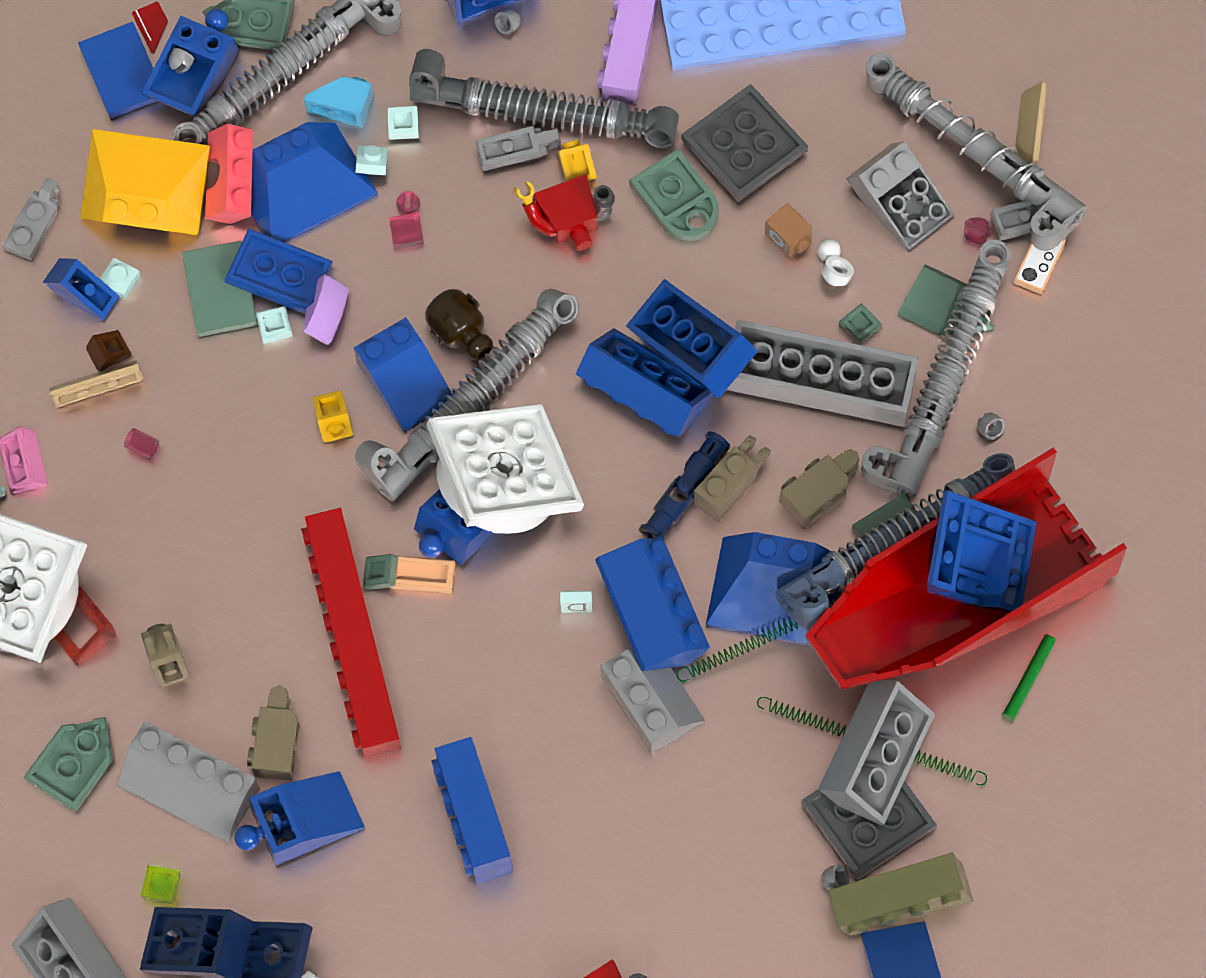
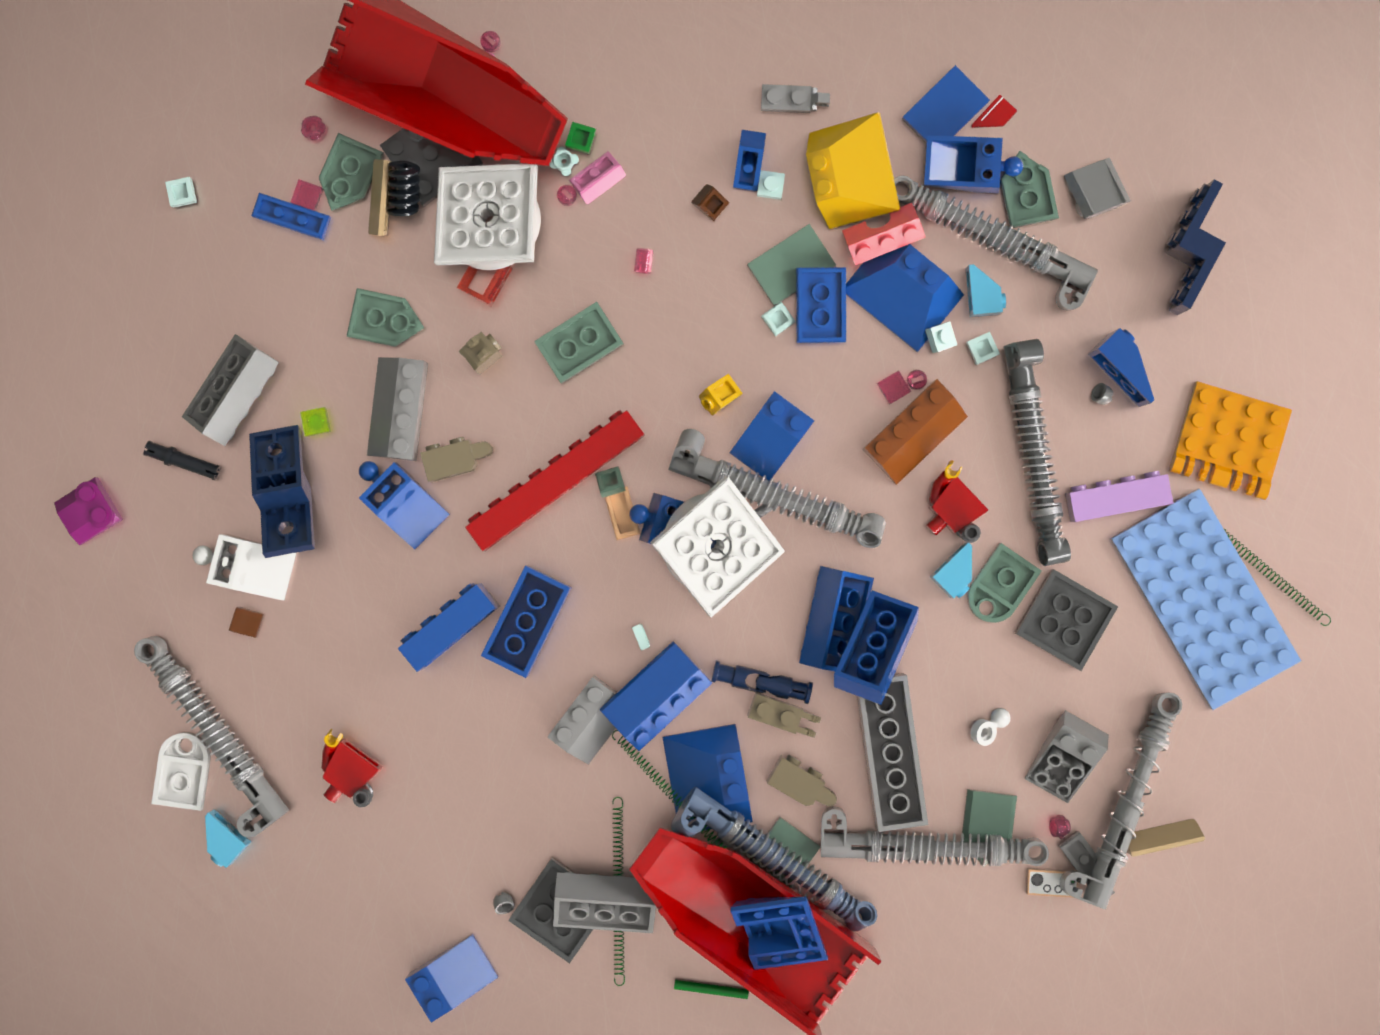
camera: 65 degrees right, 20 degrees up
(28, 505) = (562, 197): none -> clear pink hinge
(96, 384) = (679, 204): tan slope -> none
(180, 60) = (966, 153): light grey hinge -> none
(203, 548) = (579, 342): none -> sand green plate
(326, 311) = (800, 356): lavender slope -> none
(458, 323) = (829, 459): dark brown piece -> none
(465, 223) = (915, 431): none -> dark orange slope
(504, 721) = (526, 621): none -> blue brick
(516, 146) = (995, 443): light grey hinge -> none
(576, 160) = (1000, 496): yellow bracket -> none
(643, 236) = (955, 572): none -> medium azure slope
(789, 230) = (1003, 683): medium nougat brick -> none
(860, 324) = (947, 764): sand green tile -> none
(901, 894) = (505, 957): olive wedge -> none
(997, 425) = (900, 893): light grey hinge -> none

